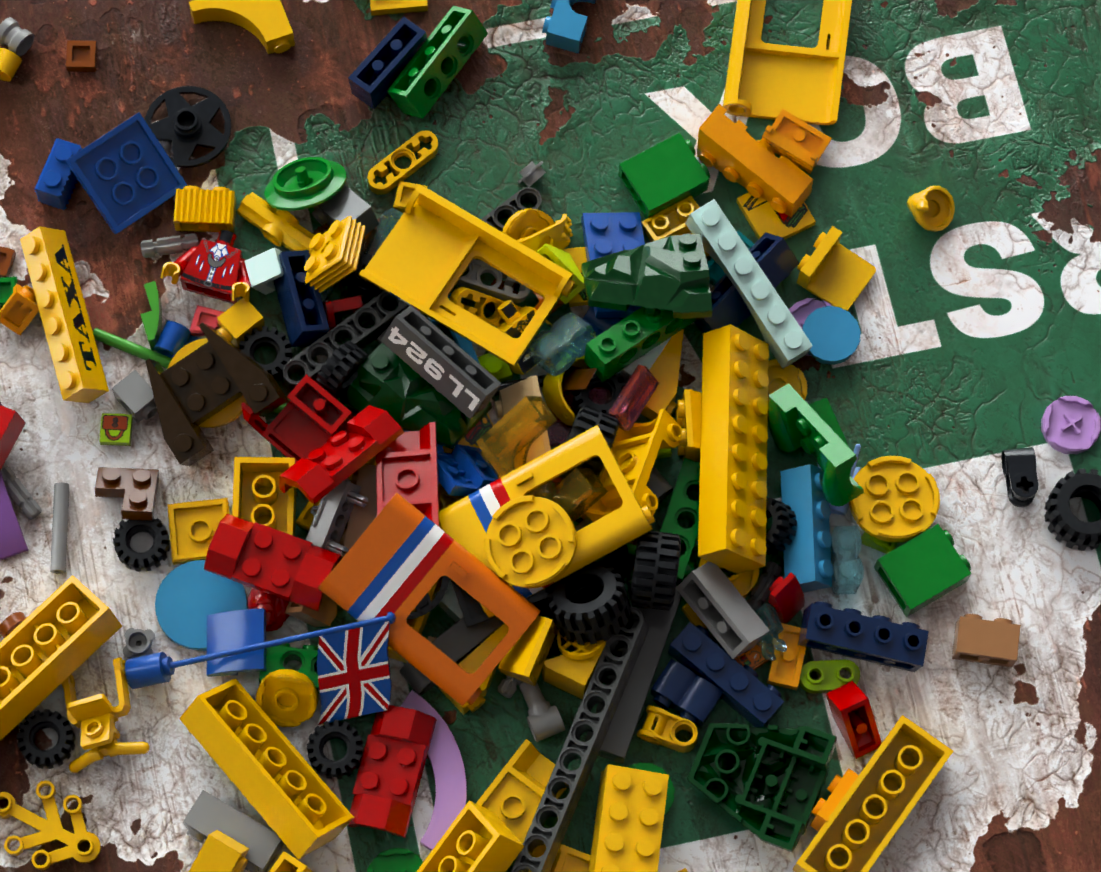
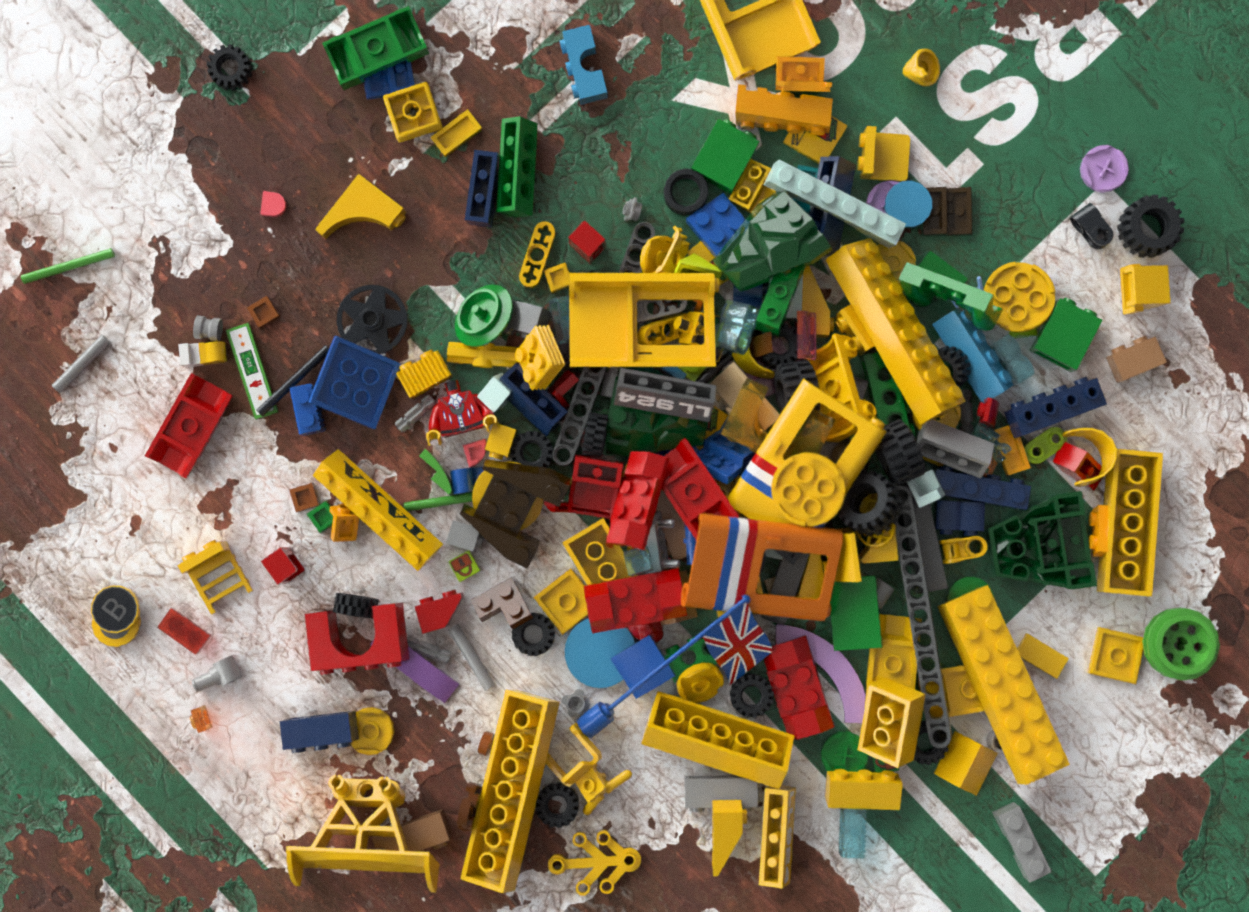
camera: 25 degrees left, 15 degrees up
(29, 106) = (251, 368): none -> tile
(48, 141) = (293, 381): none -> black bar
(55, 458) = (437, 613): none -> red slope
(302, 520) = (638, 561): none -> clear light blue plate
(462, 174) = (587, 242): none -> red panel
(504, 724) = (856, 615): none -> green tile
(605, 168) = (685, 174): none -> black tyre
(664, 632) = (926, 488): none -> light aqua panel
(872, 371) = (950, 212): none -> dark brown slope
(893, 704) = (1105, 447): none -> yellow piece
(1038, 567) = (1144, 287): none -> yellow plate

